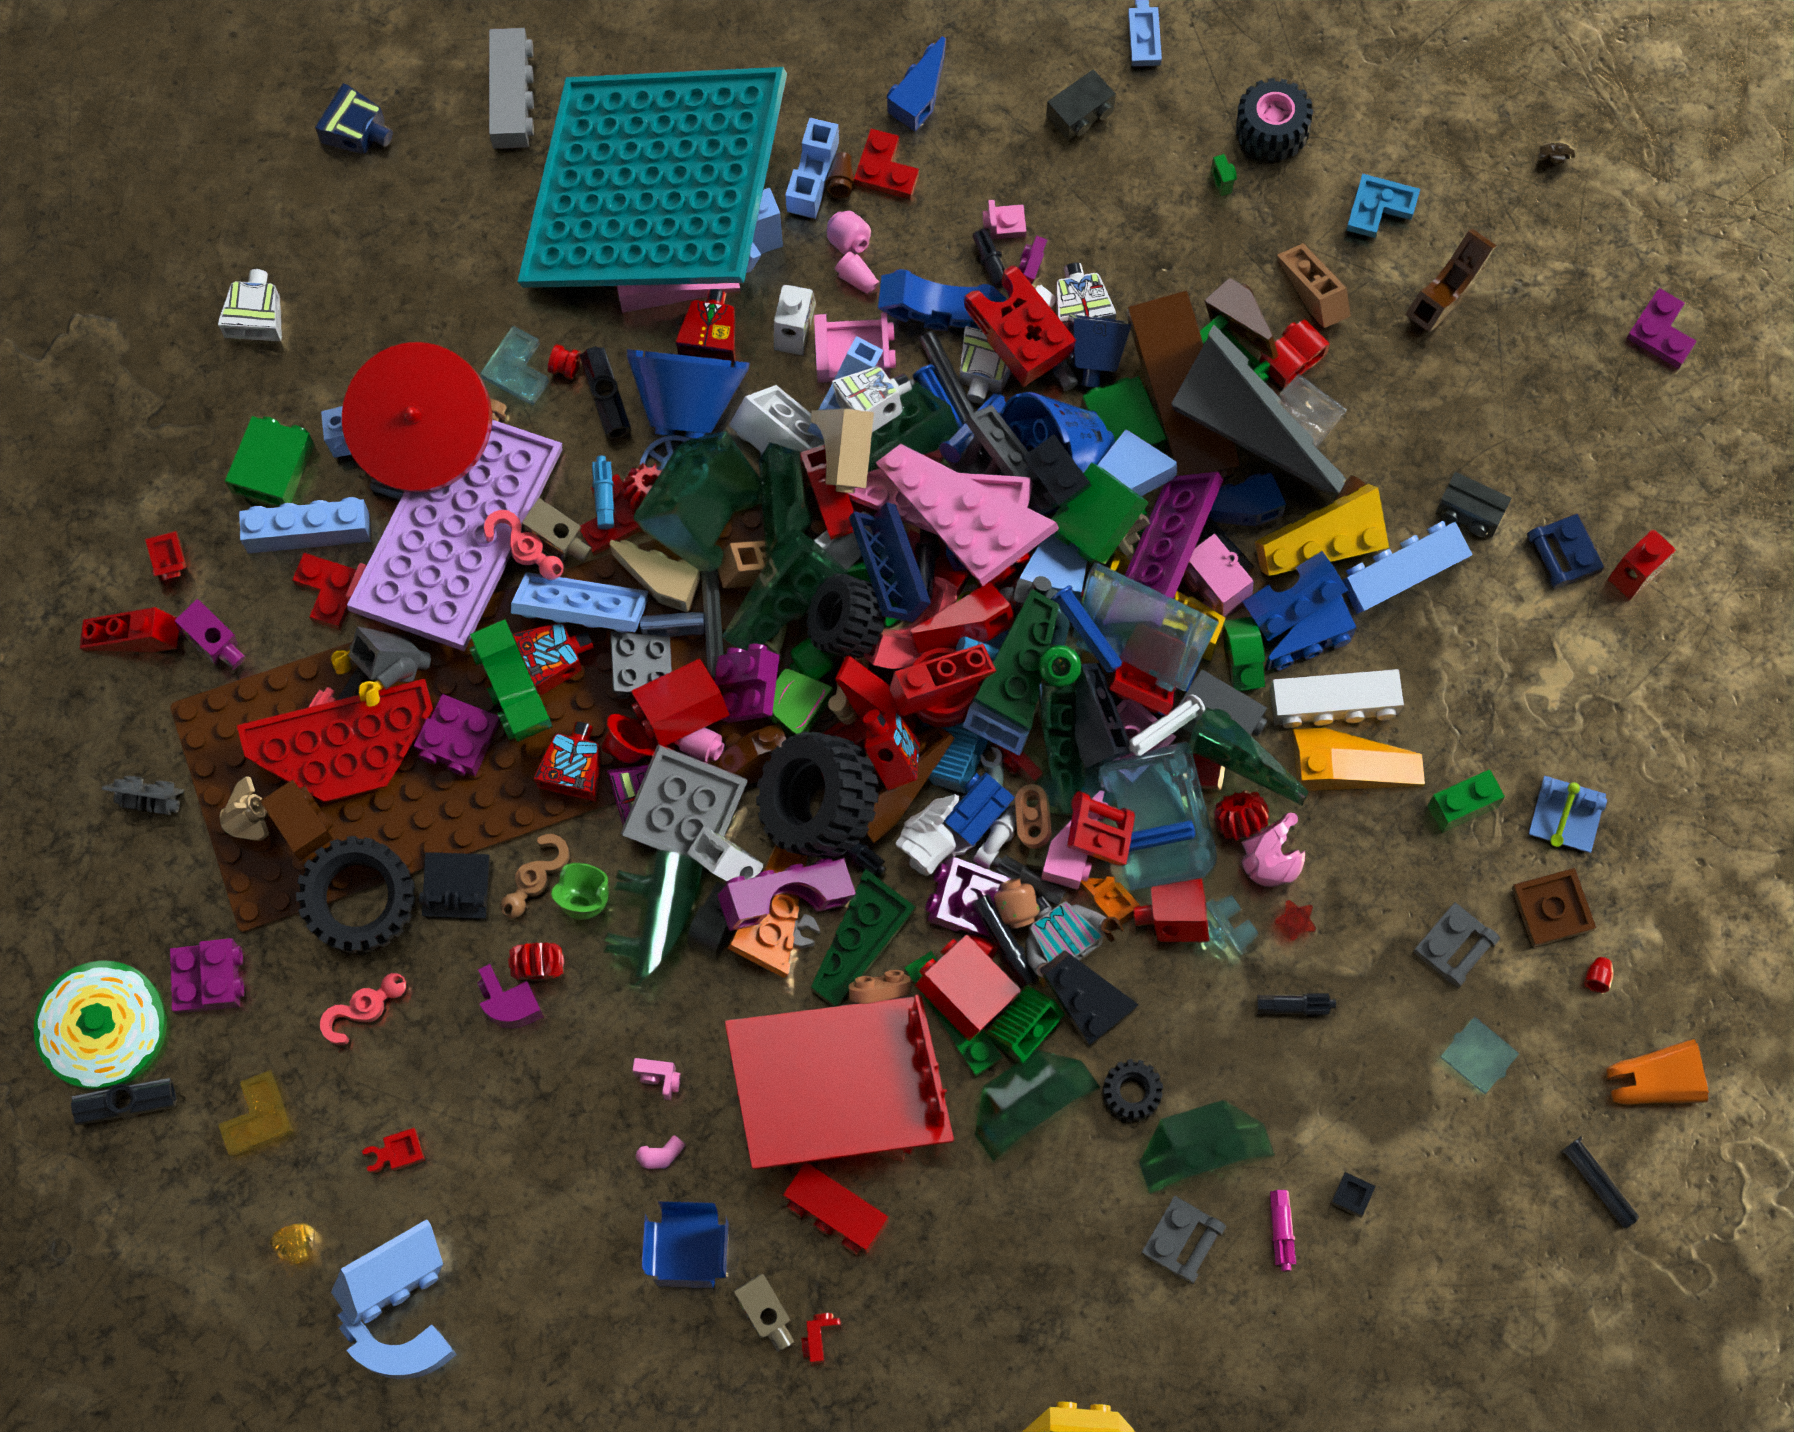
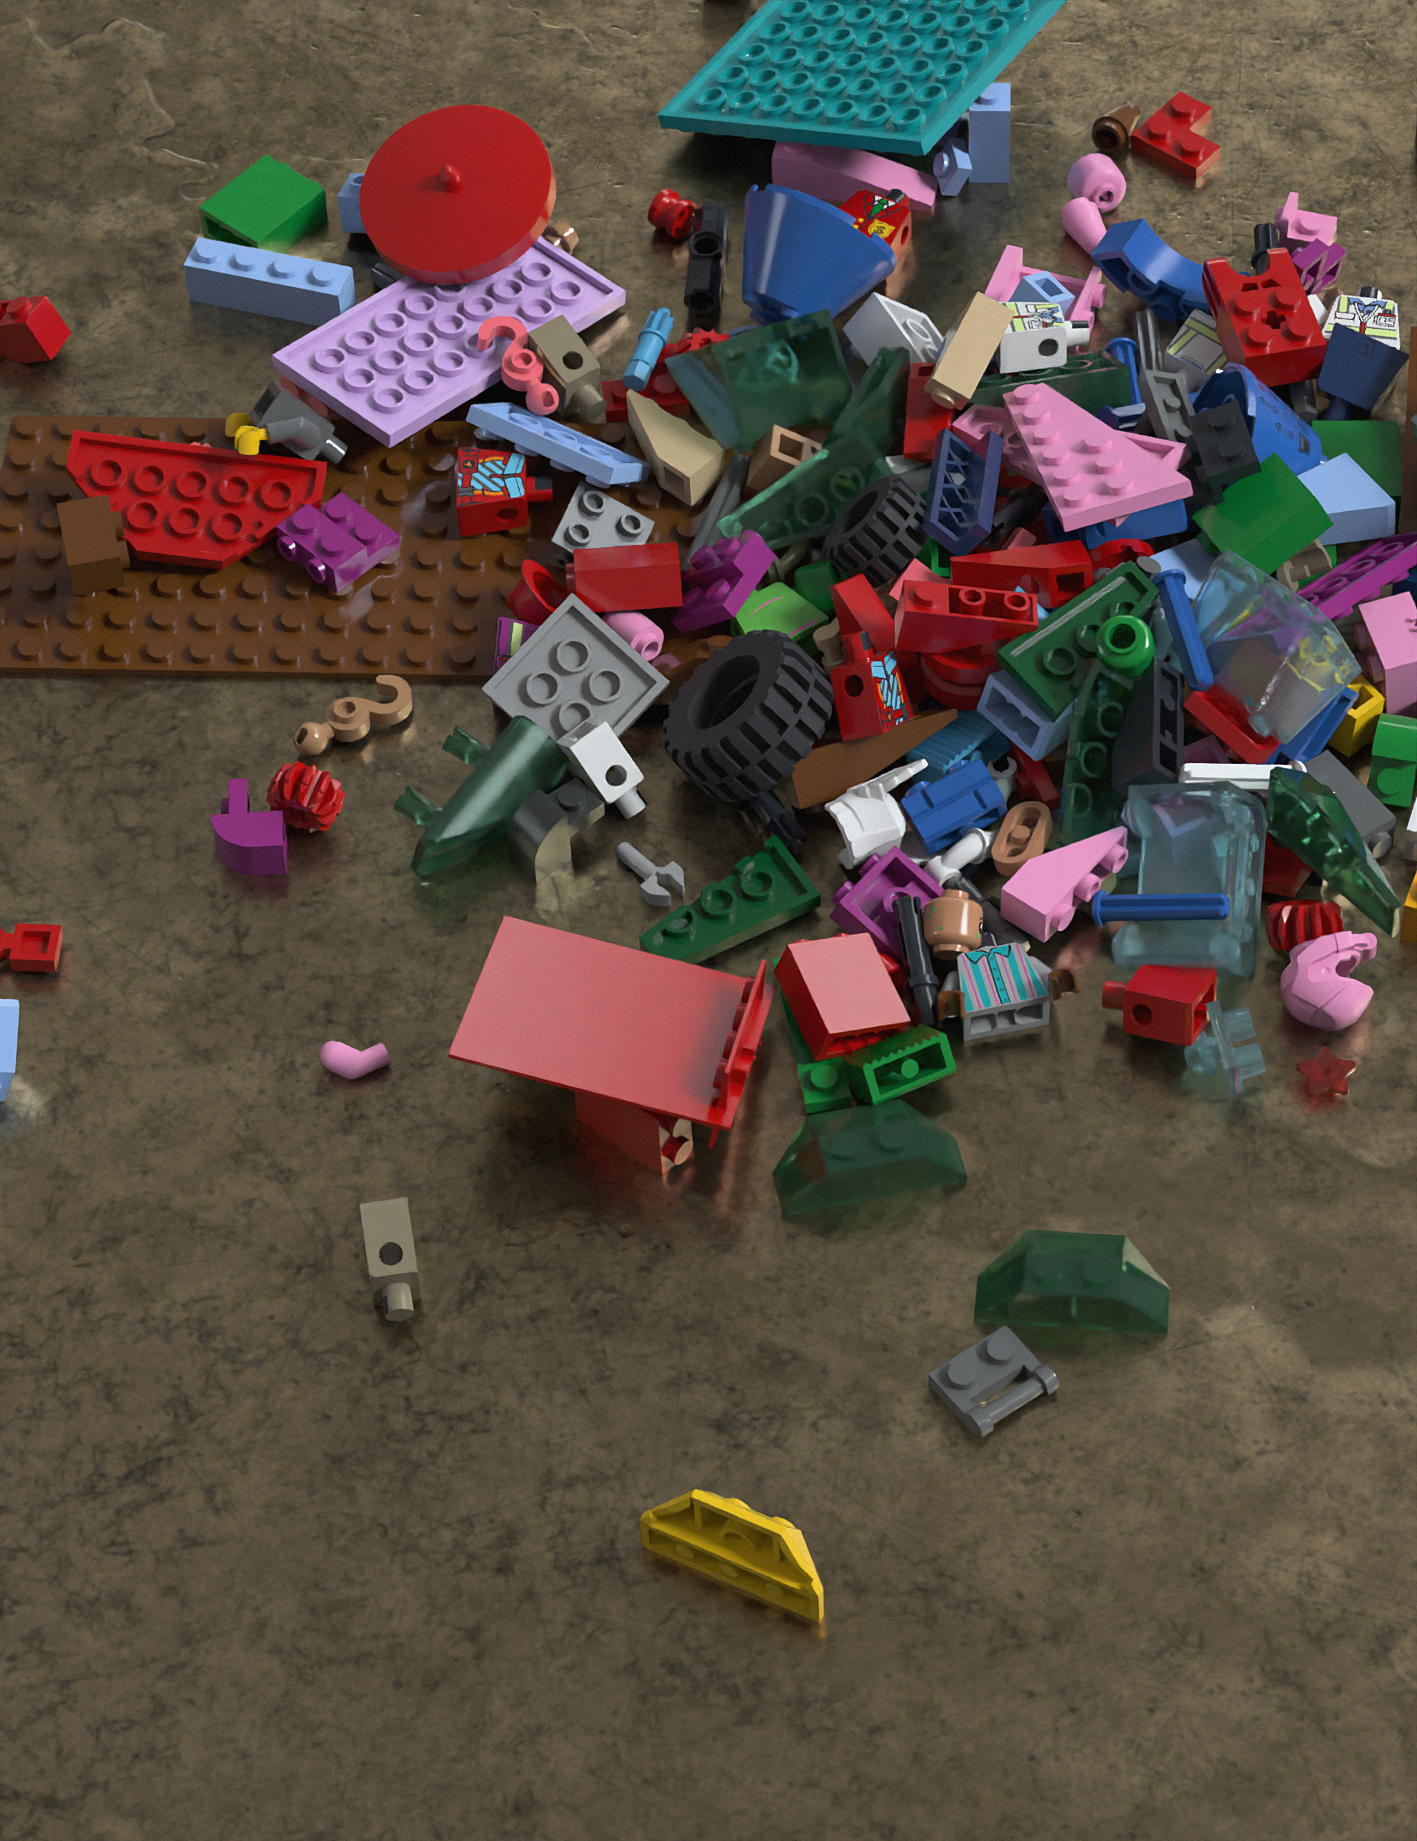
camera: 25 degrees right, 20 degrees down
(166, 555) = (90, 266): red bracket -> none
(201, 627) = (99, 363): magenta torso -> none
(244, 813) = (34, 532): tan brick -> none
(252, 310) = (324, 63): white torso -> none
(326, 866) = (115, 613): black tyre -> none
(332, 582) = (257, 342): red plate -> none
(365, 1007) = (71, 785): coral piece -> none
(455, 885) = (250, 696): black hinge -> none
(509, 369) = (606, 202): clear light blue plate -> none
(511, 684) = (427, 513): green brick -> none
(571, 764) = (458, 608): torso -> none
(581, 891) = (402, 744): bright green helmet -> none
(653, 1071) = (395, 967): bright pink bracket -> none
(673, 624) = (664, 507): sand blue slope -> none
(686, 1245) = (338, 1168): blue piece -> none
(773, 938) = (630, 839): orange wing -> none
(795, 313) = (978, 243): white torso -> none
(812, 1345) = (446, 1314): red bracket -> none
(816, 160) = (1066, 122): light blue arch -> none
(822, 885) = (706, 825): arch -> none
(835, 1209) = (545, 1188): red brick -> none
(873, 989) = (710, 956): nougat plate -> none
(916, 94) = (1261, 67): blue slope -> none
(1086, 996) = (993, 1053): black wing -> none
(1096, 837) = (1092, 871): red plate -> none
(1110, 898) = (1089, 967): orange slope -> none
(1125, 1109) = (1007, 1167): black tyre -> none
(1282, 1230) = (1133, 1421): dark pink piece -> none
(1296, 1004) = (1279, 1166): black piece -> none
(1353, 1194) = (1253, 1406): black plate -> none

